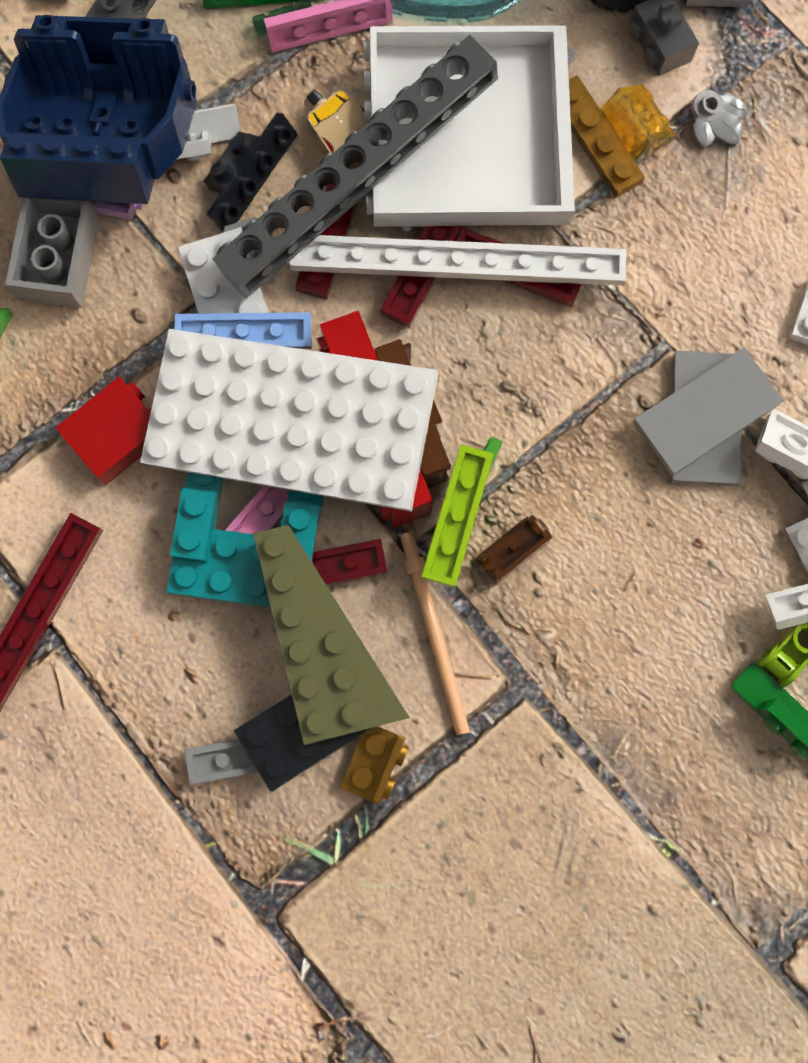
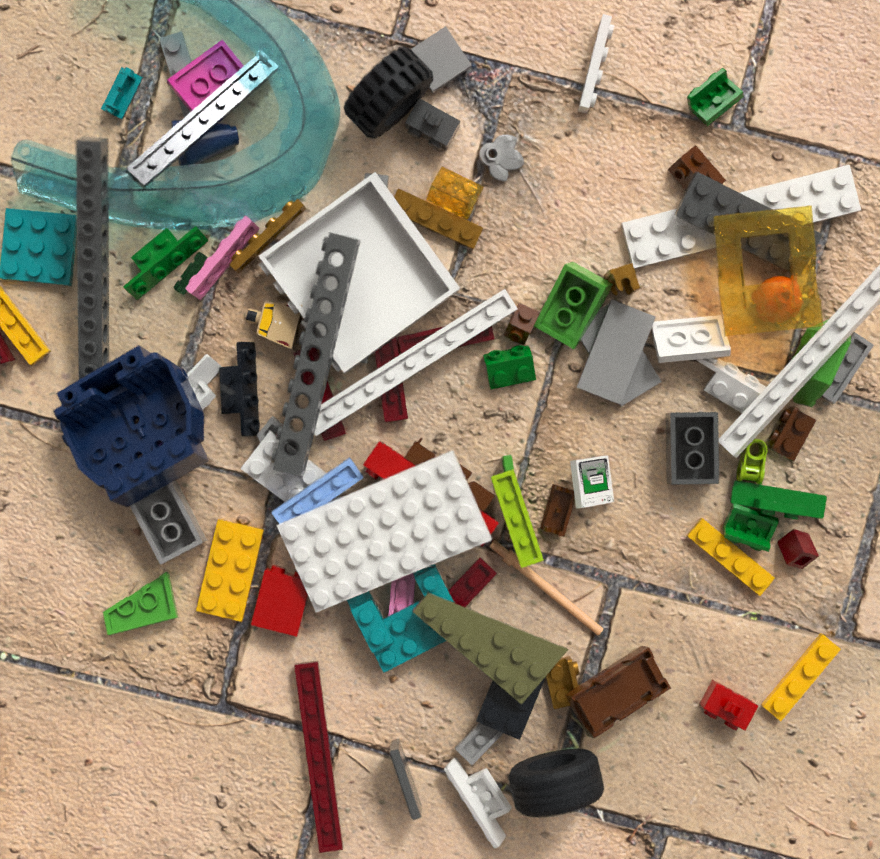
camera: 30 degrees left, 10 degrees up
(82, 358) = (230, 570): none -> yellow plate
(96, 741) = (405, 779): none -> dark grey tile
(172, 837) = (482, 798): none -> white bracket
(276, 876) = (556, 782): none -> black tyre
(350, 35) = (274, 228): none -> pearl gold plate
(434, 818) = (617, 691): none -> reddish brown piece
(562, 939) = (728, 705): none -> red brick
(569, 348) = (509, 366): none -> green bracket
(577, 539) = (592, 481): none -> tile
(615, 308) = (521, 324): none -> reddish brown bracket
(679, 970) = (800, 677): none -> yellow plate
(687, 754) = (730, 556): none -> yellow plate
(694, 322) = (572, 304): none -> bright green slope
(729, 583) = (692, 448): none -> dark grey brick
(737, 731) = (749, 527): none -> green bracket
(773, 327) = (622, 278): none -> pearl gold hinge
(780, 801) = (797, 549): none -> dark red panel

